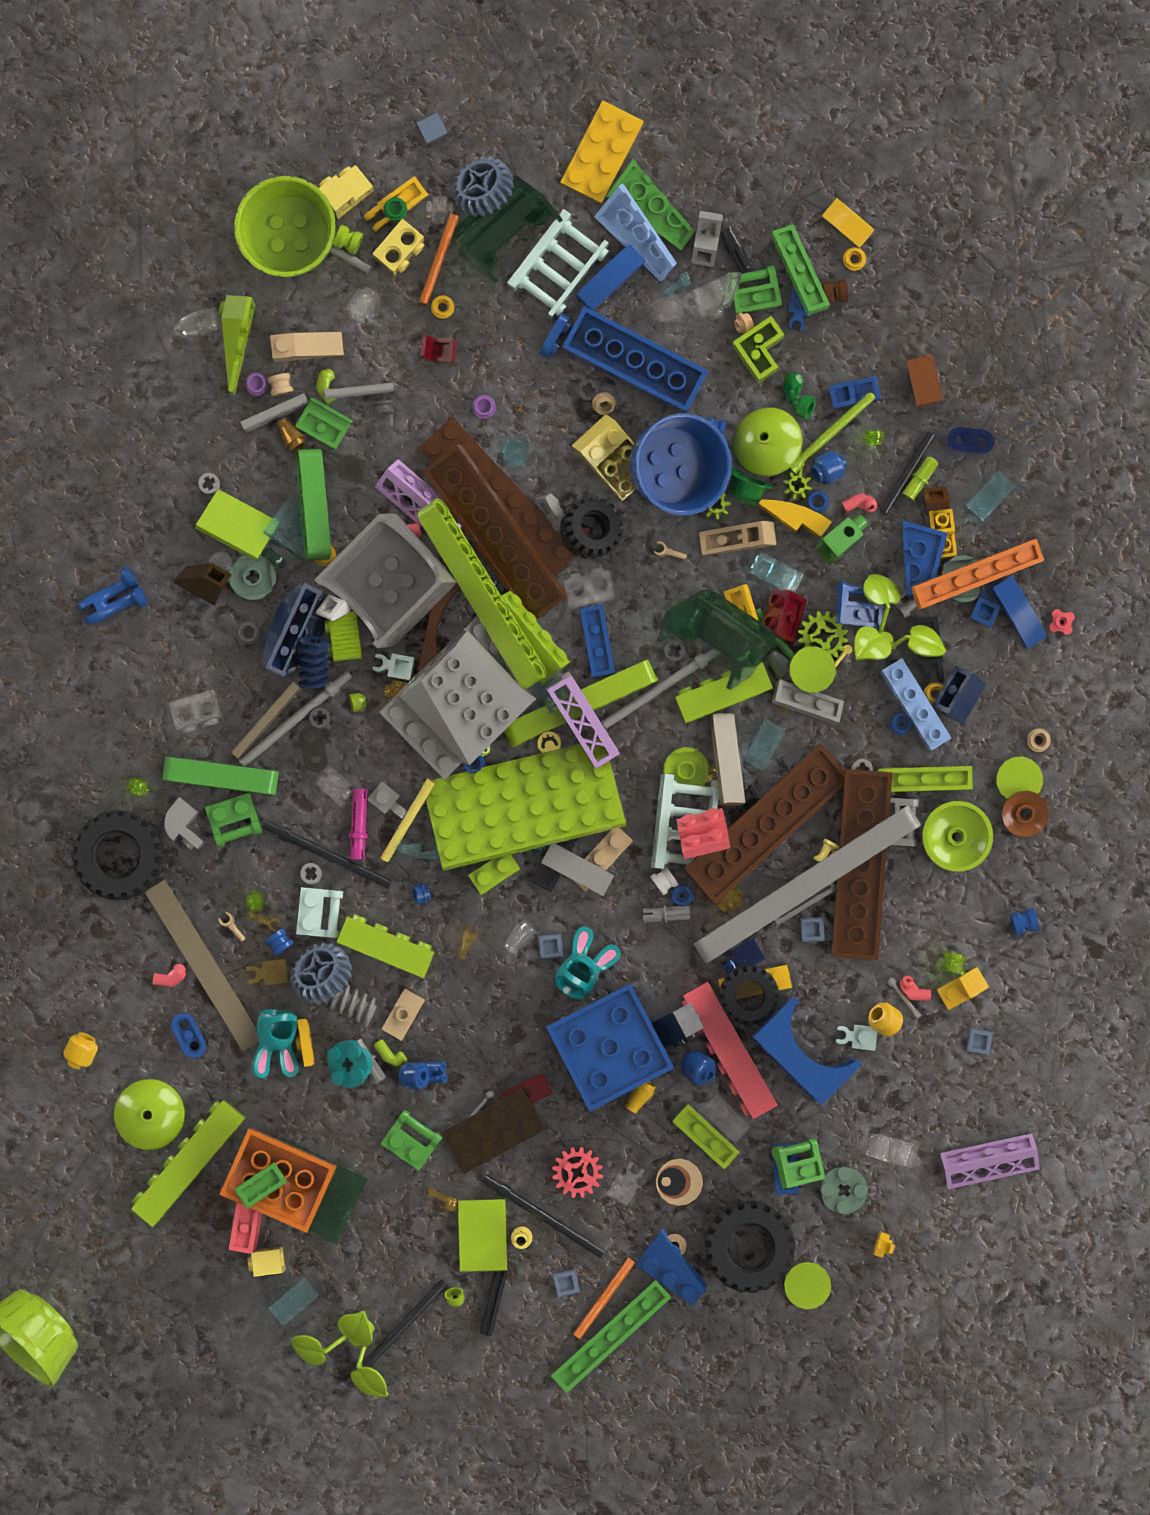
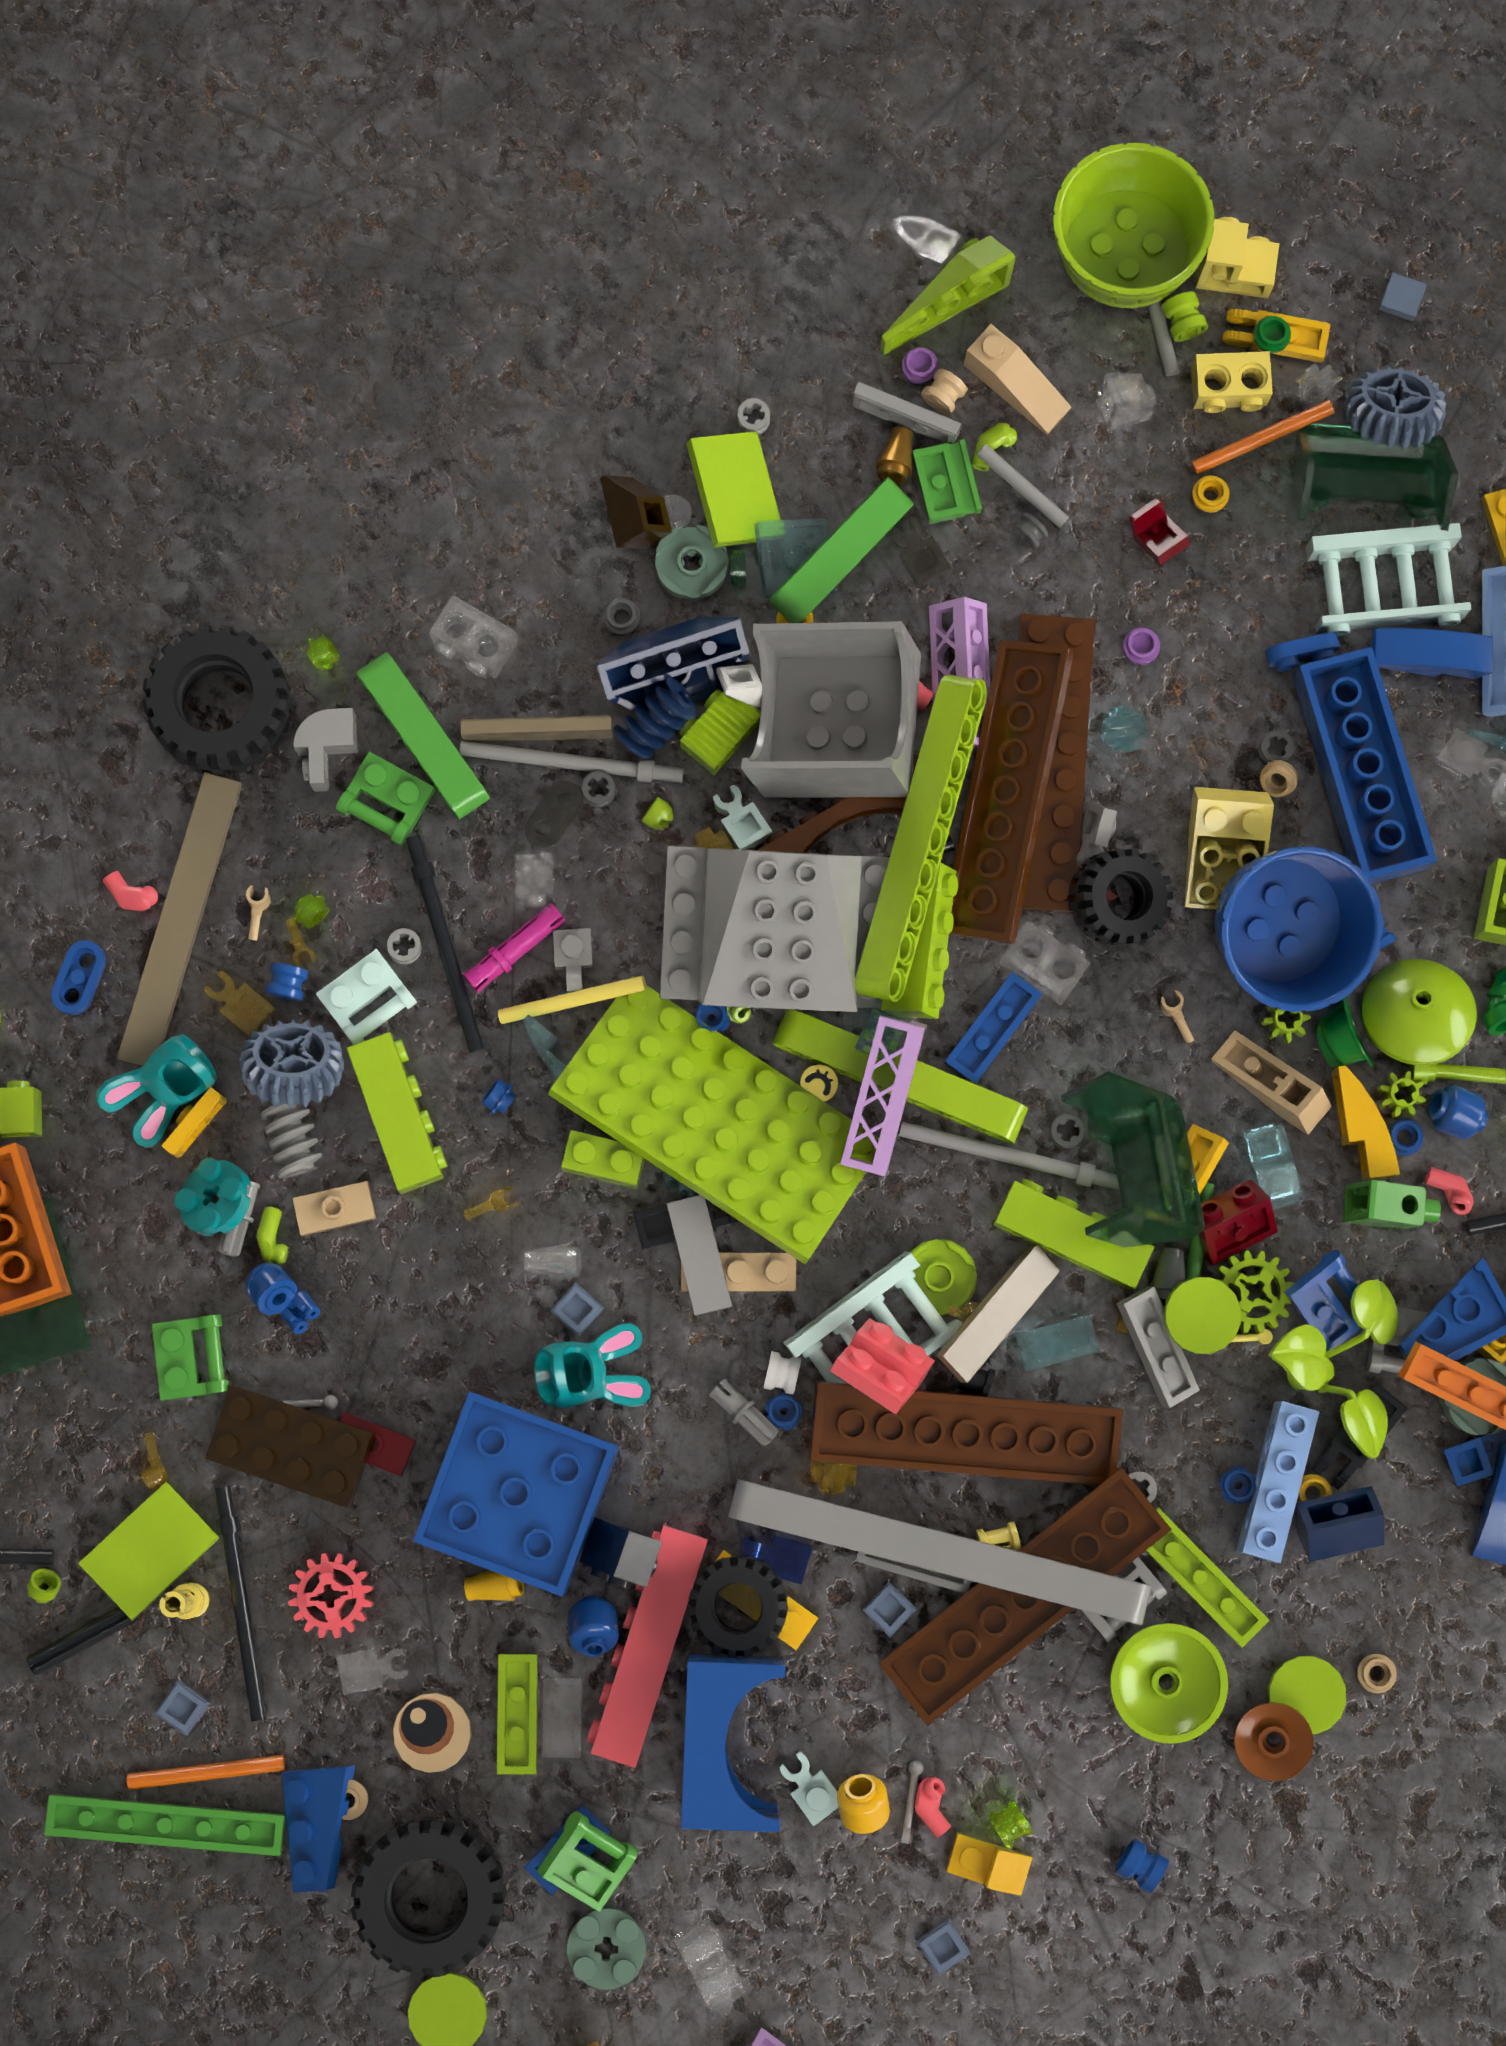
camera: 45 degrees right, 5 degrees down
(100, 598) = (501, 412): blue piece -> none

